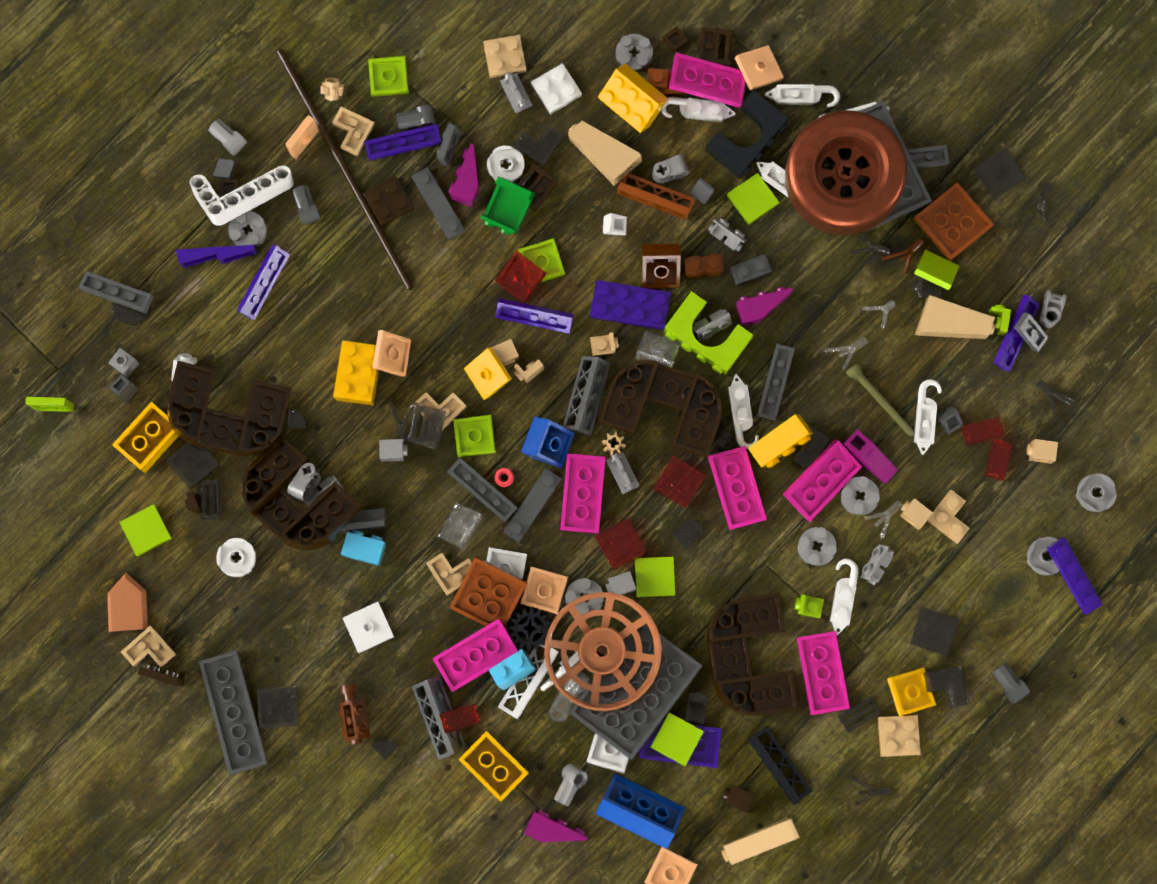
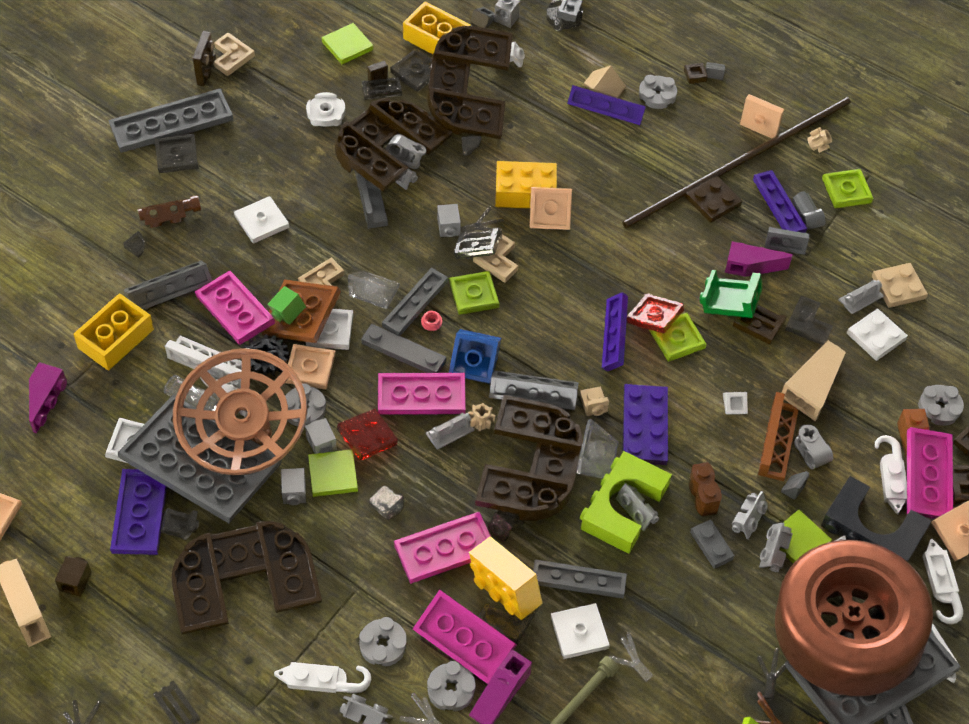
camera: 80 degrees right, 25 degrees down
(127, 606) = (273, 38): nougat tile -> none
(225, 254) = (628, 73): dark purple slope -> none
(230, 139) = (746, 69): light grey piece -> none
(233, 281) = (606, 82): none -> tan slope
(278, 180) = (676, 65): white beam -> none
(307, 208) = (689, 133): dark grey piece -> none
(357, 128) = (782, 166): tan plate -> none
(363, 548) = (342, 206): medium azure brick -> none
(438, 203) = (720, 240): dark grey plate -> none
(459, 718) = (166, 298): clear red tile -> none
(487, 373) = (543, 292): yellow plate -> none
(488, 606) = (286, 305): none -> bright green brick
(506, 352) = (567, 308): tan brick -> none
(508, 154) = (779, 303): white plate -> none
(512, 669) = (217, 336): medium azure brick -> none
(531, 371) = (551, 332): tan bracket -> none
(573, 779) = (92, 405): light grey piece -> none
(632, 98) = (885, 397): yellow brick -> none
(640, 811) = (62, 476): blue slope -> none
(661, 265) = (696, 444): reddish brown slope -> none
(669, 610) = (293, 486): none -> light grey brick
(677, 739) = (143, 502): lime tile -> none
(679, 482) = (445, 486): clear red plate -> none
(741, 410) = (544, 545): white plate -> none
(757, 308) = (665, 552): magenta slope -> none
(769, 224) = (771, 556): none -> light grey hinge
(773, 768) = (108, 611): black fence -> none
(809, 606) = (308, 637): lime bracket -> none
(820, 388) = (579, 631): none -> white plate
(823, 673) = (226, 658): dark pink plate -> none
(887, 307) = (693, 690): clear plant -> none

